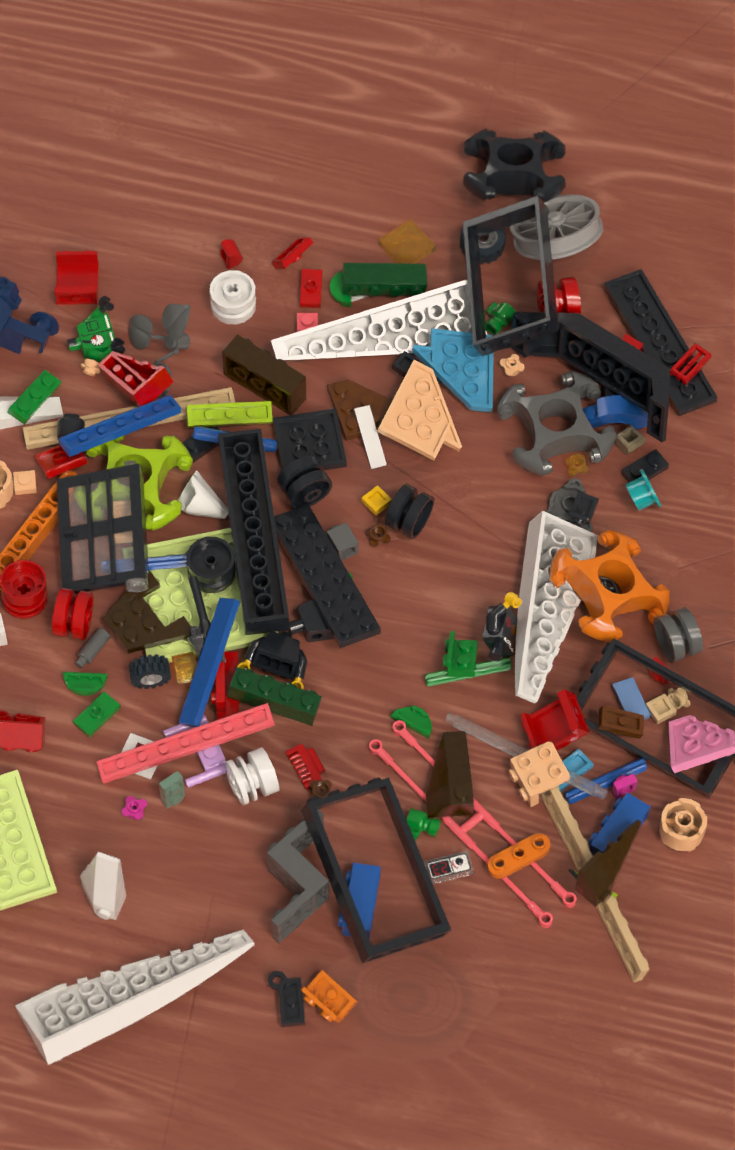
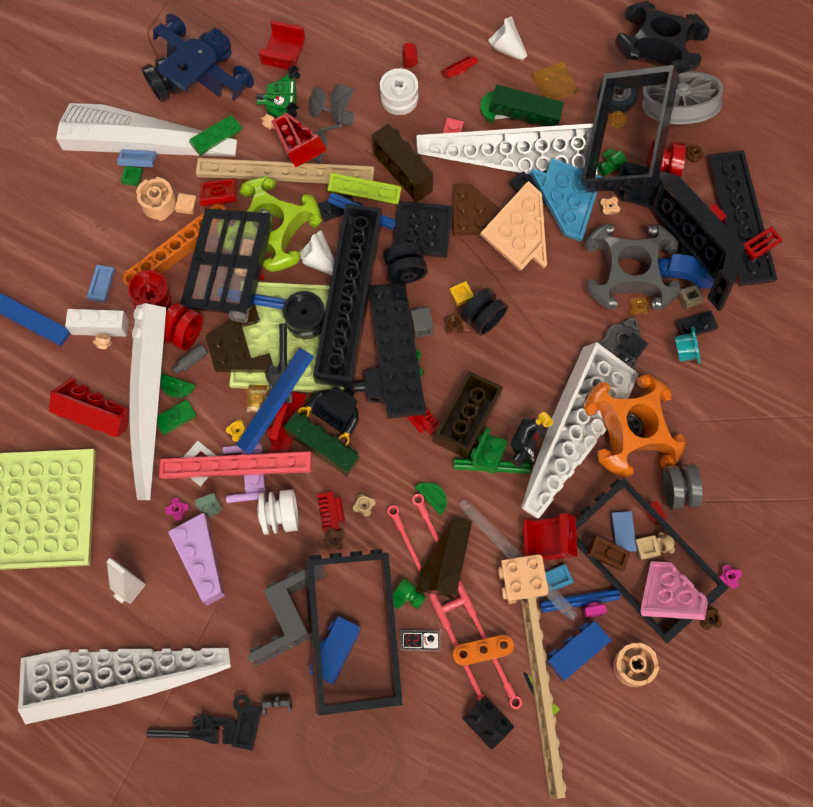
camera: 20 degrees right, 10 degrees up
(51, 673) = (144, 392): none -> white wedge
(68, 424) = (232, 169): black head -> none
(119, 425) = (270, 176): blue tile -> none
(149, 671) = (226, 393): black wheel -> none
(168, 705) = (238, 424): none -> yellow plate
(178, 848) = (198, 554): none -> lavender wedge
(245, 1019) = (205, 730): none -> black piece
(311, 288) = (465, 100): red plate -> none
(314, 967) = (276, 701): none -> black piece
(329, 997) = (279, 733): orange bracket -> none
(339, 210) = (508, 40): none -> white hat
(345, 743) = (362, 499): none -> tan plate
(370, 437) = (473, 238): white sticker -> none
(377, 648) = (422, 424): none -> red piece
(425, 624) = (468, 414): none -> dark brown brick
(491, 269) = (617, 119): none -> clear yellow plate
(546, 925) = (488, 722): none -> black bracket
(586, 289) = (691, 156): none -> reddish brown plate
(602, 870) = (550, 697): dark brown wedge -> none

